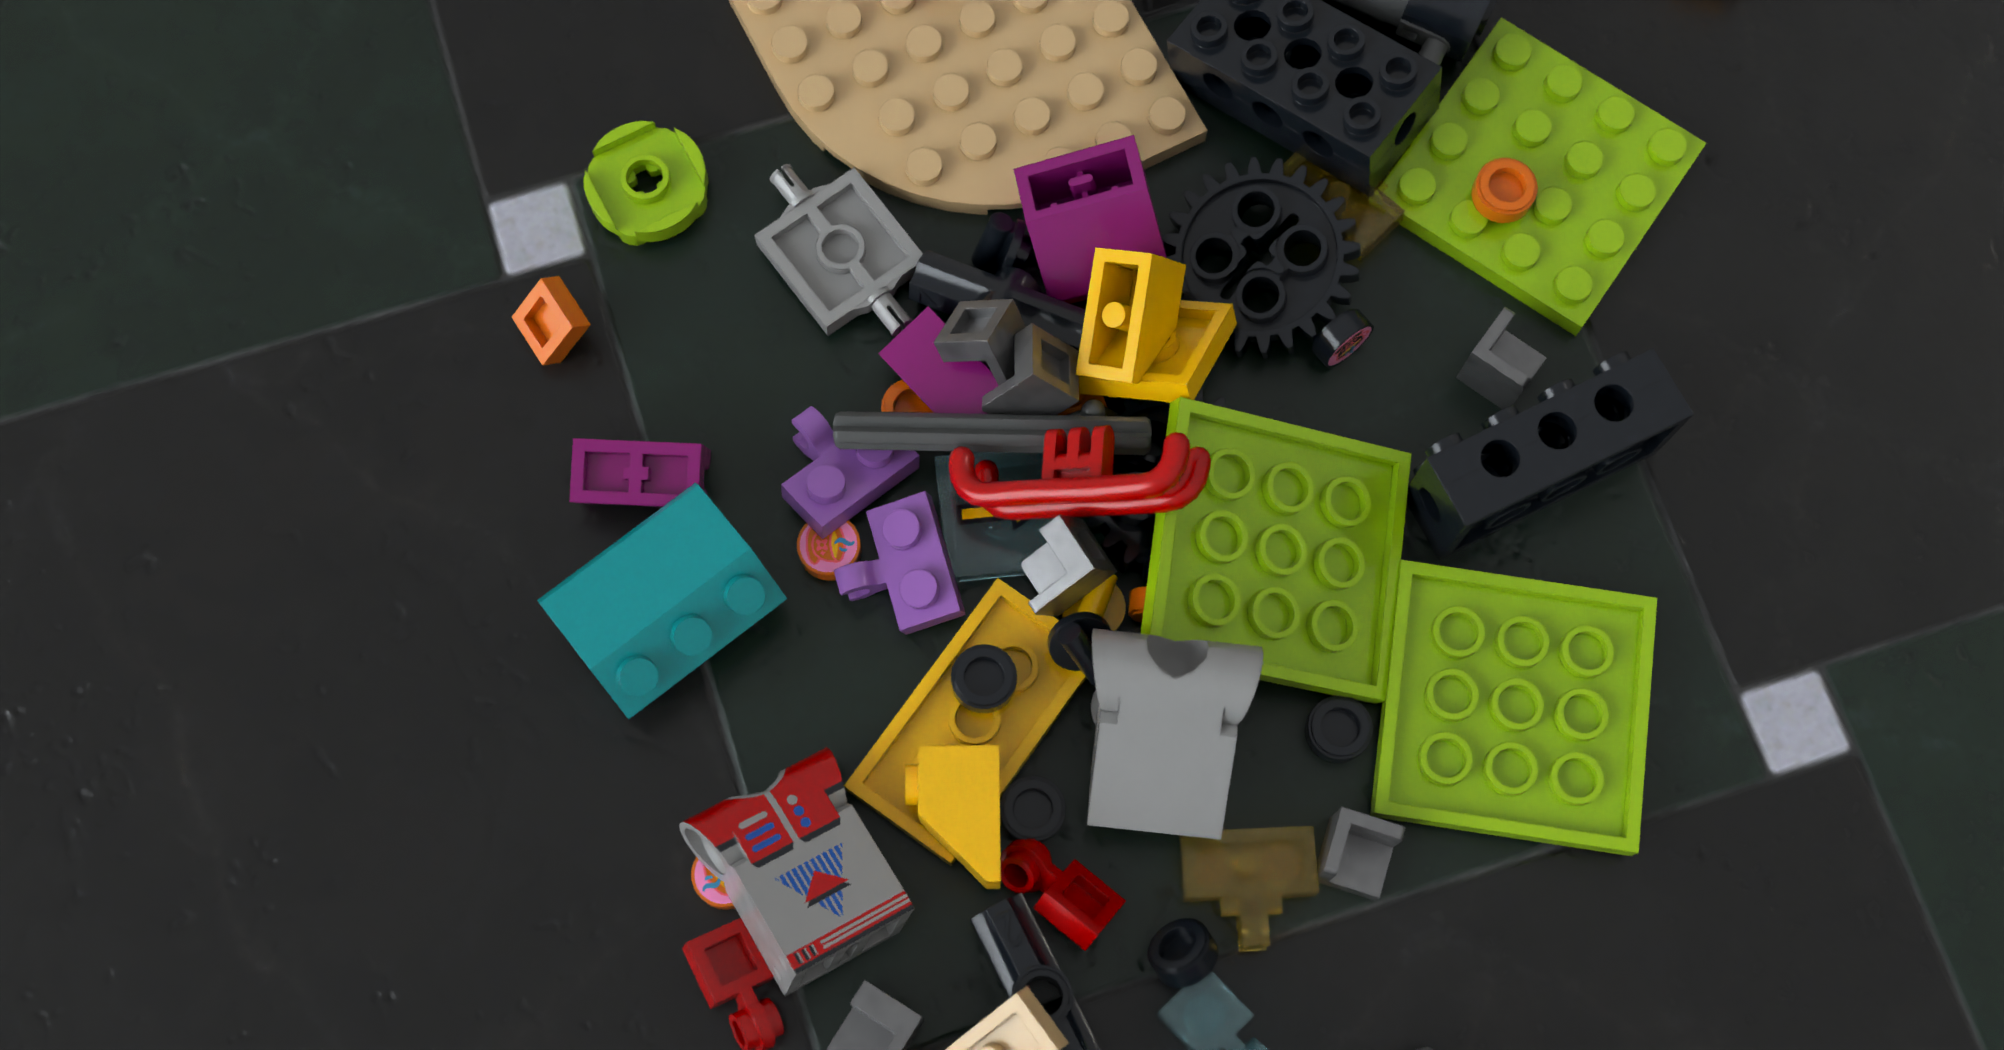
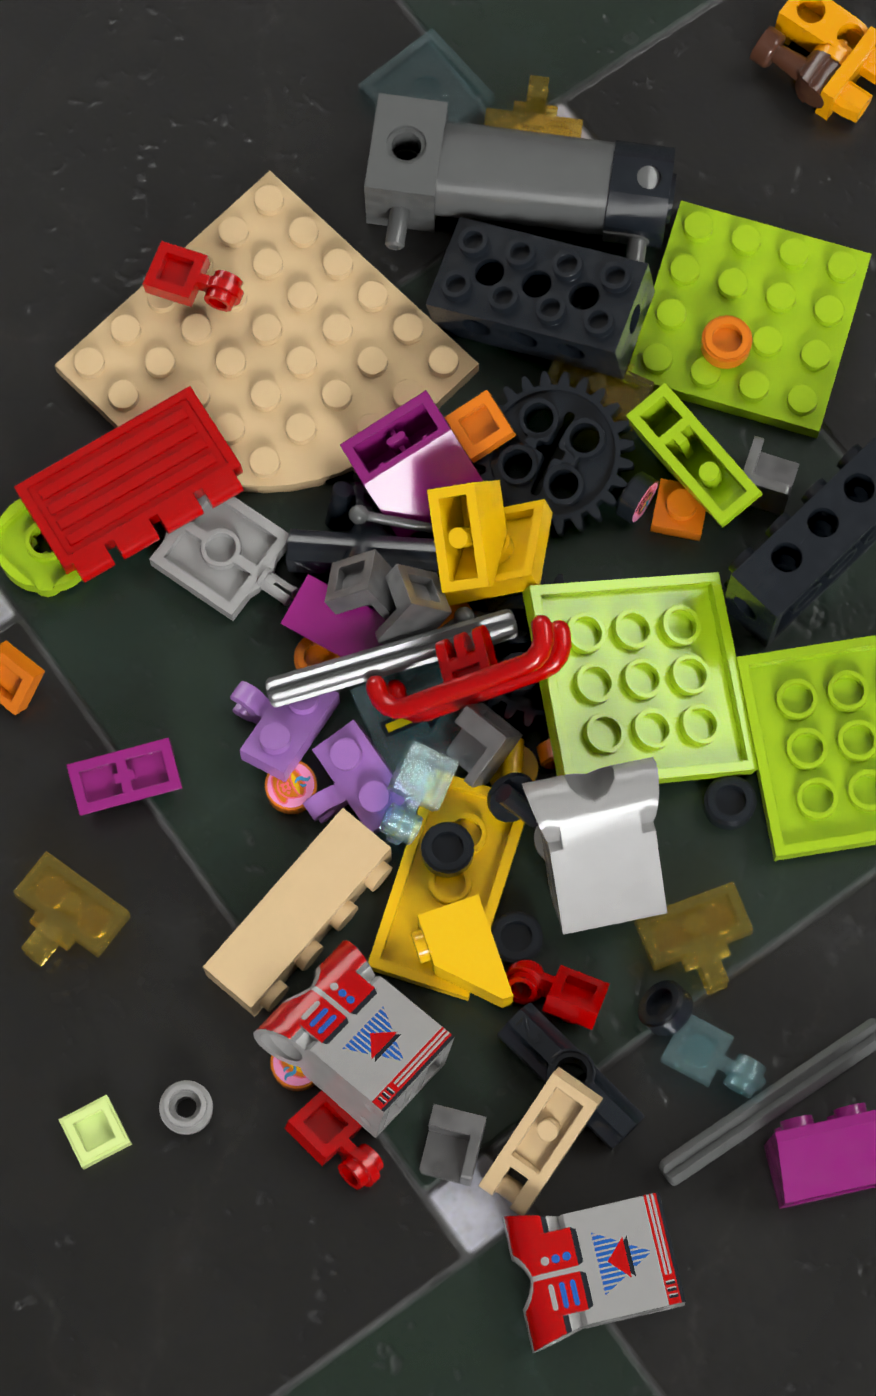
camera: 15 degrees left, 0 degrees up
(462, 879) = (95, 1132): none -> yellowish green tile
(509, 613) = (67, 911): none -> clear yellow hinge
(559, 875) = (174, 1095): none -> light grey plate
(662, 600) = (179, 868): teal slope -> none
(760, 141) = (129, 482): none -> red hinge
(785, 698) = (299, 913): none -> tan brick
(980, 586) = (422, 780): none -> clear light blue plate
(1011, 256) = (359, 514): none -> dark grey hinge
(1184, 198) = (480, 426): none -> orange plate
(1357, 852) = (773, 890): flat silver panel -> none
(1388, 368) = (677, 512): none -> orange plate
(1424, 306) = (693, 455): none -> lime slope

